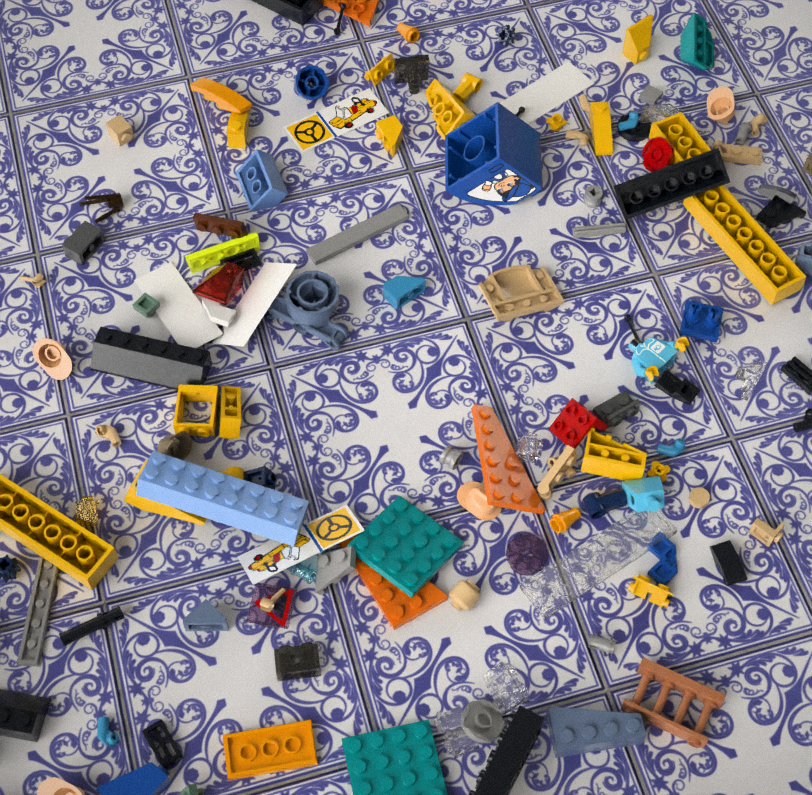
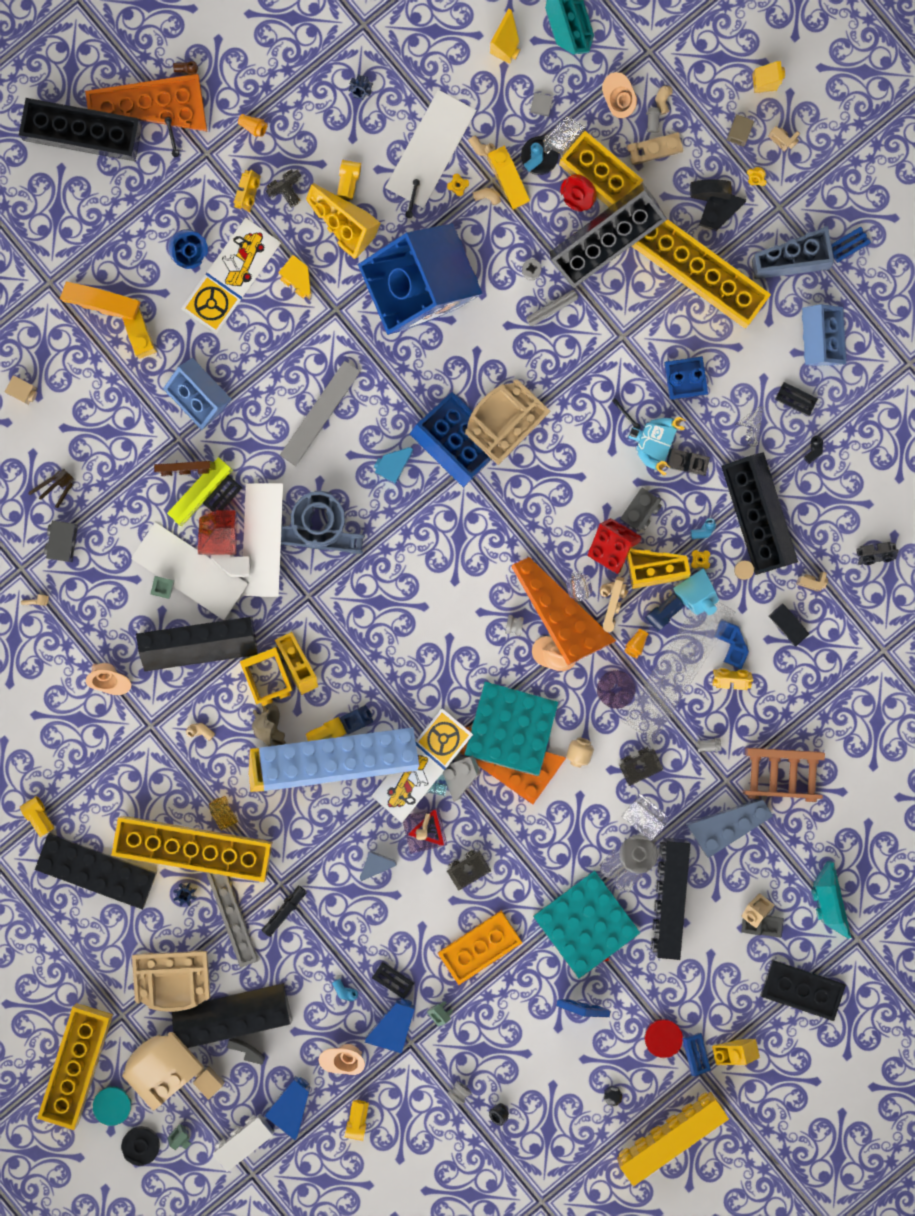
camera: 20 degrees left, 30 degrees up
(458, 287) = (445, 439): none -> blue slope
(512, 640) = (633, 775): none -> clear smoke brick
(733, 453) = (759, 513): none -> black slope

